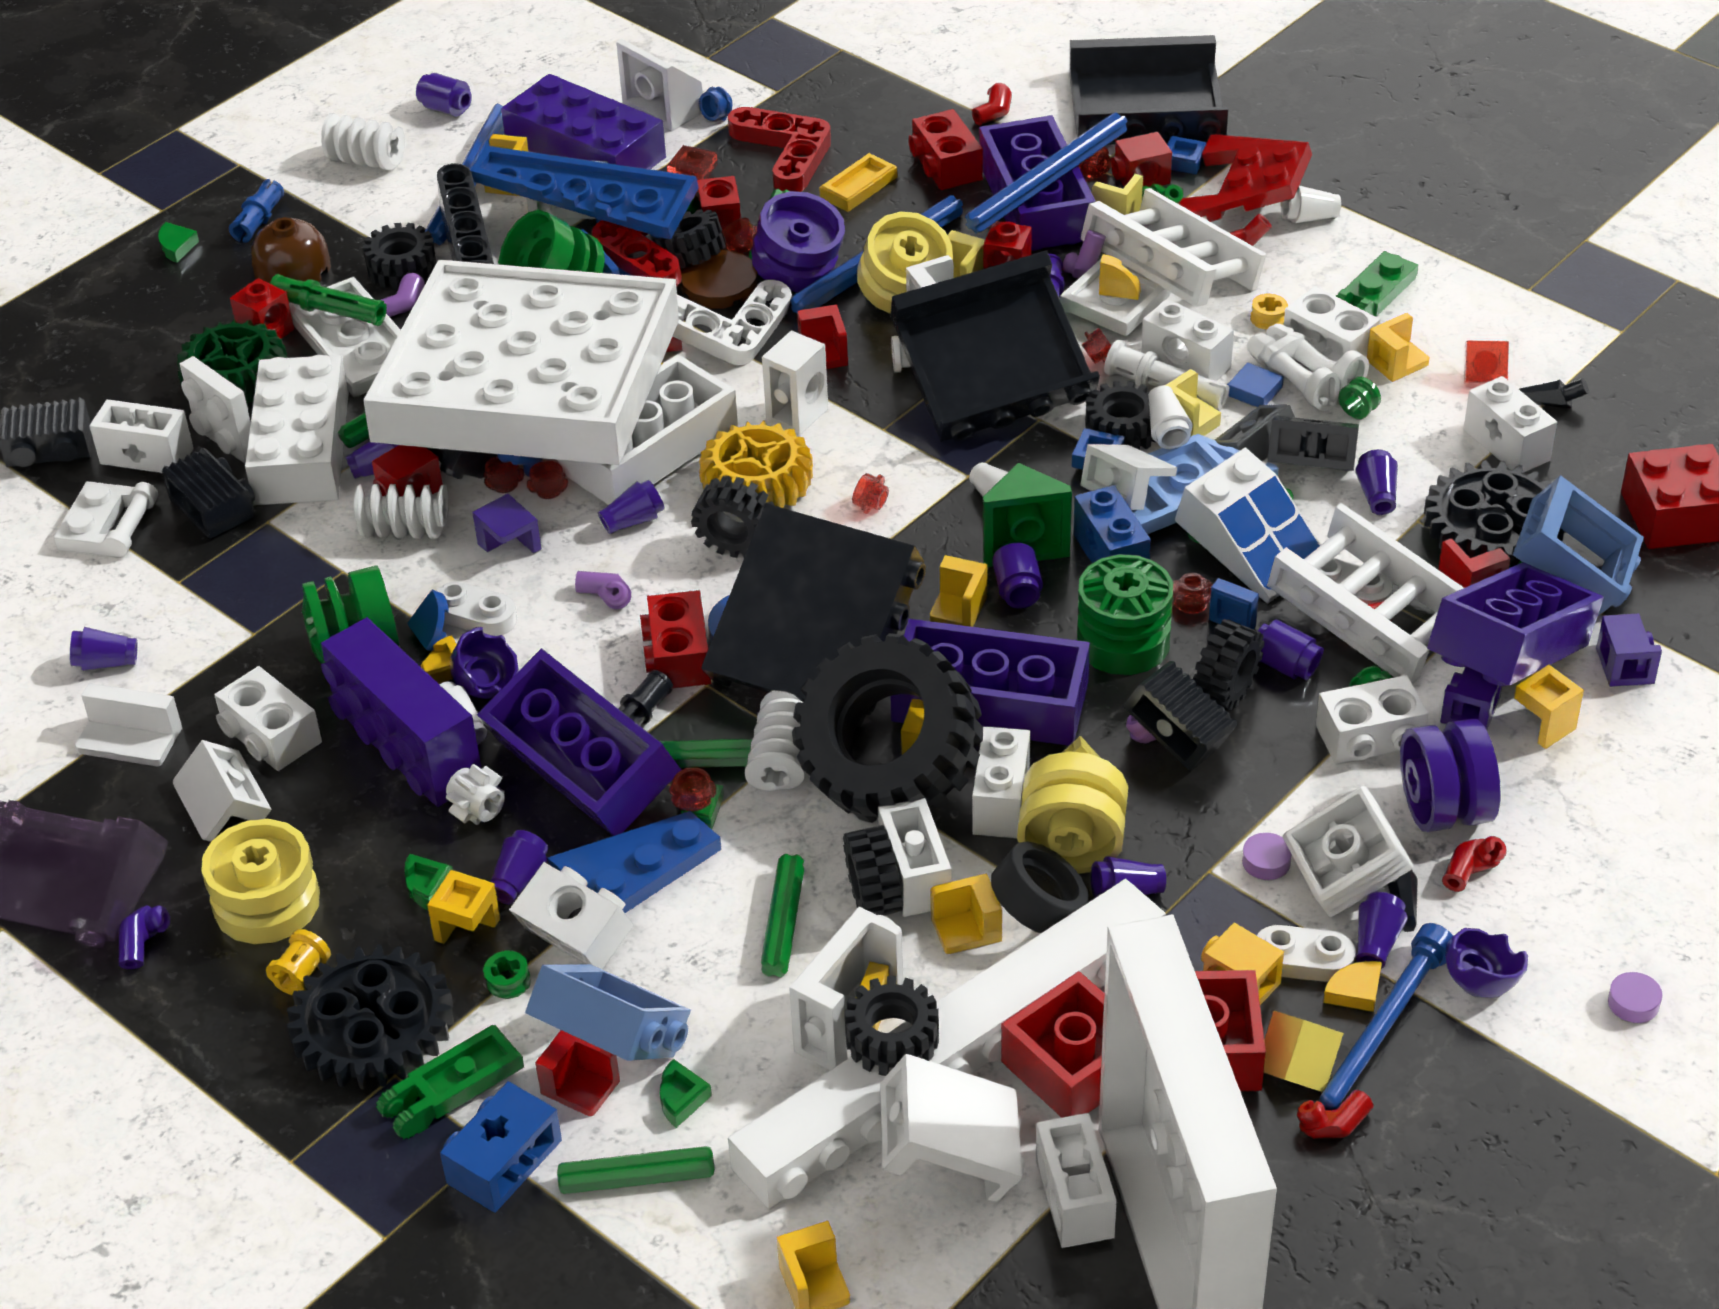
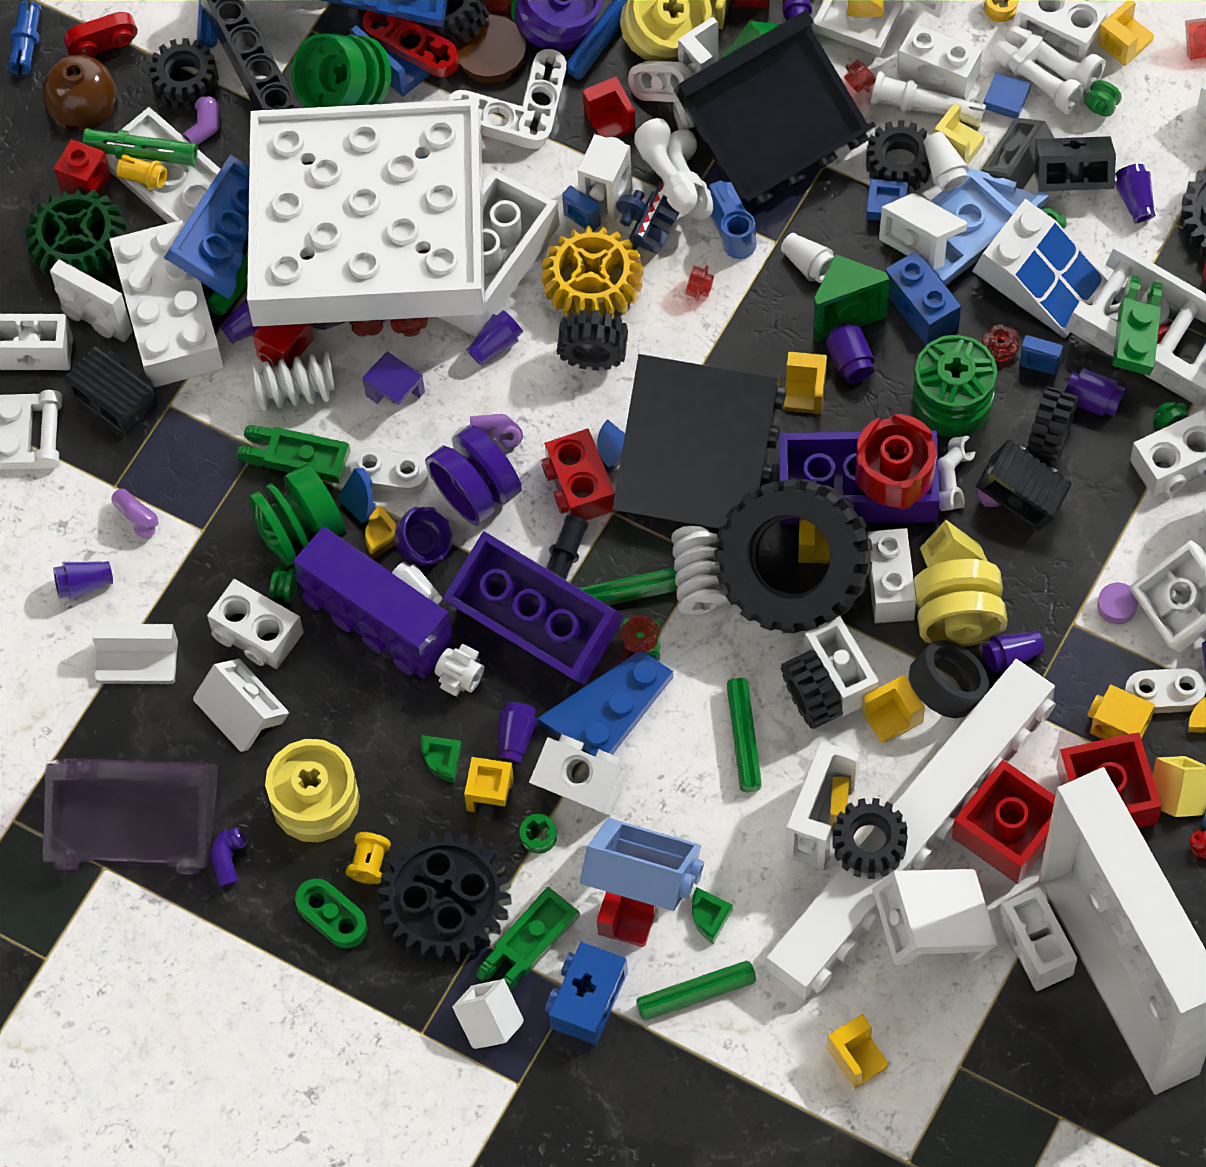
camera: 10 degrees left, 20 degrees up
(191, 604) = (136, 513): none -> medium lavender arm
(240, 1019) = (333, 914): none -> green plate
(313, 688) = (283, 584): none -> green bush
(328, 321) = (143, 172): none -> yellow pin
(330, 213) = (101, 34): none -> red plate
(351, 367) = (216, 230): none -> blue wing
(373, 1148) = (488, 1014): none -> white panel
(404, 581) = (293, 449): none -> green hinge
(558, 609) = (473, 474): none -> dark purple wheel
(762, 407) = (581, 208): none -> blue tile
(828, 425) = (644, 232): none -> dark blue hips
(872, 318) = (665, 78): none -> white plate
(873, 382) = (668, 158): none -> white piece
(922, 444) = (732, 218): none -> blue piece
(1029, 650) = (895, 461): none -> red brick
(1094, 717) = (952, 496): none -> white arm
(1346, 581) = (1137, 328): none -> green hinge

